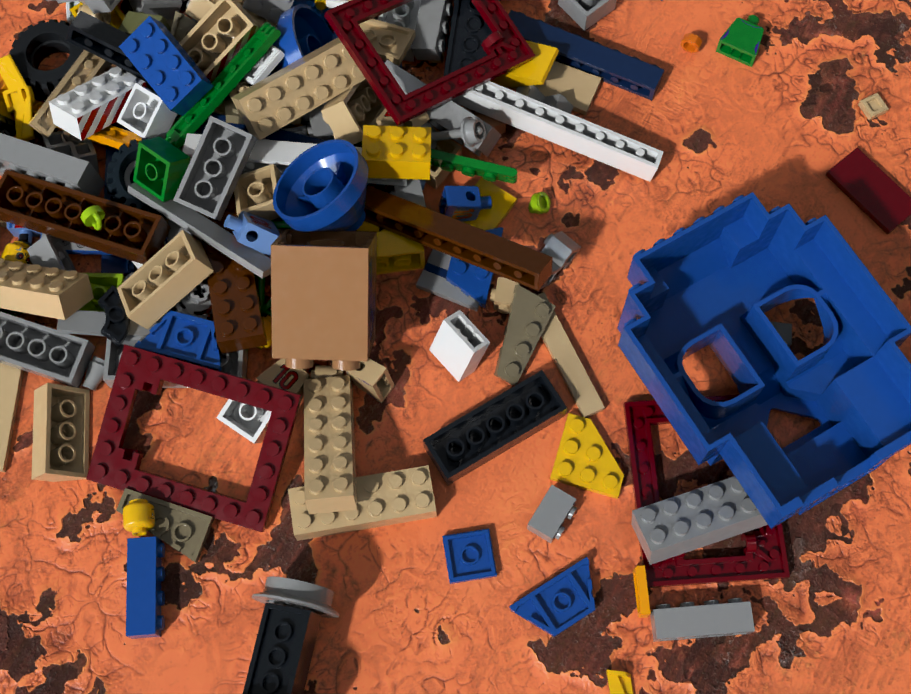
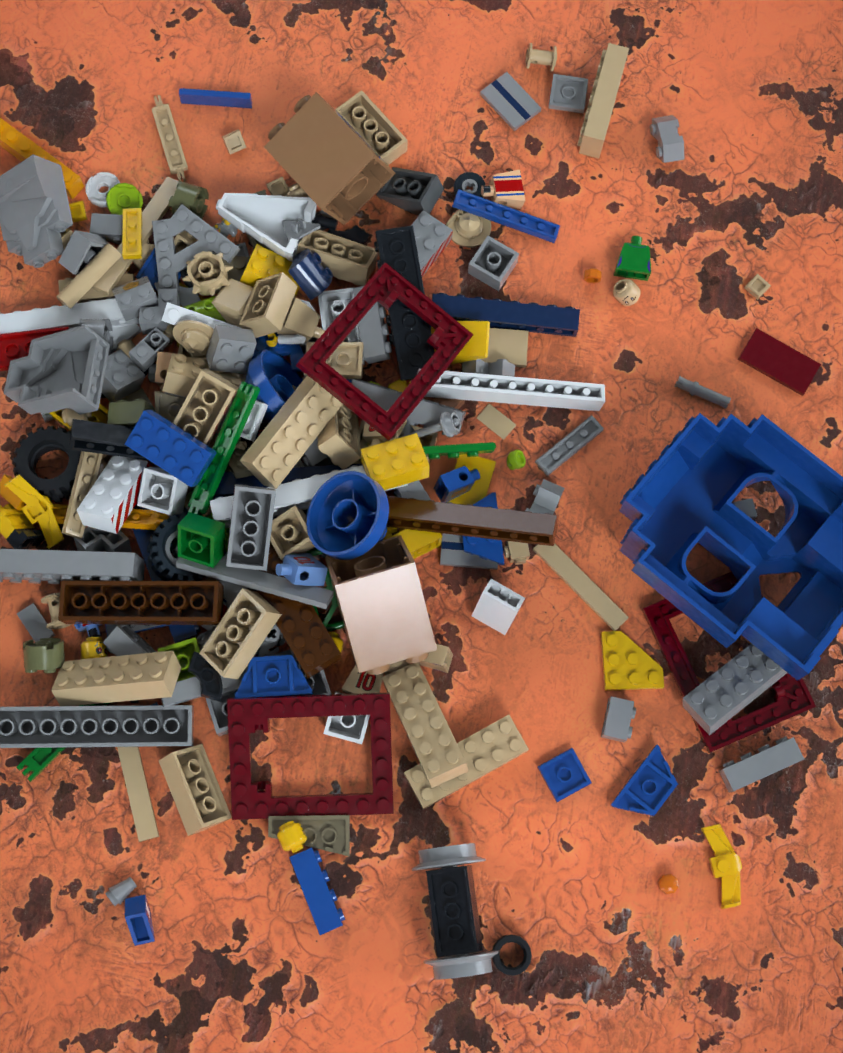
camera: 25 degrees left, 5 degrees up
(93, 217) = (160, 601): lime tile -> none
(94, 373) = (203, 726): light grey cone -> none
(494, 427) = (549, 664): black brick -> none
(524, 328) = (543, 568): dark tan wing -> none
(533, 160) = (496, 421): none -> tan sticker
(604, 207) = (569, 445): none -> light grey tile
(641, 591) = (708, 757): light orange tile -> none
(723, 68) = (626, 292): none -> tan head
(765, 189) = (703, 392): none -> light grey pin

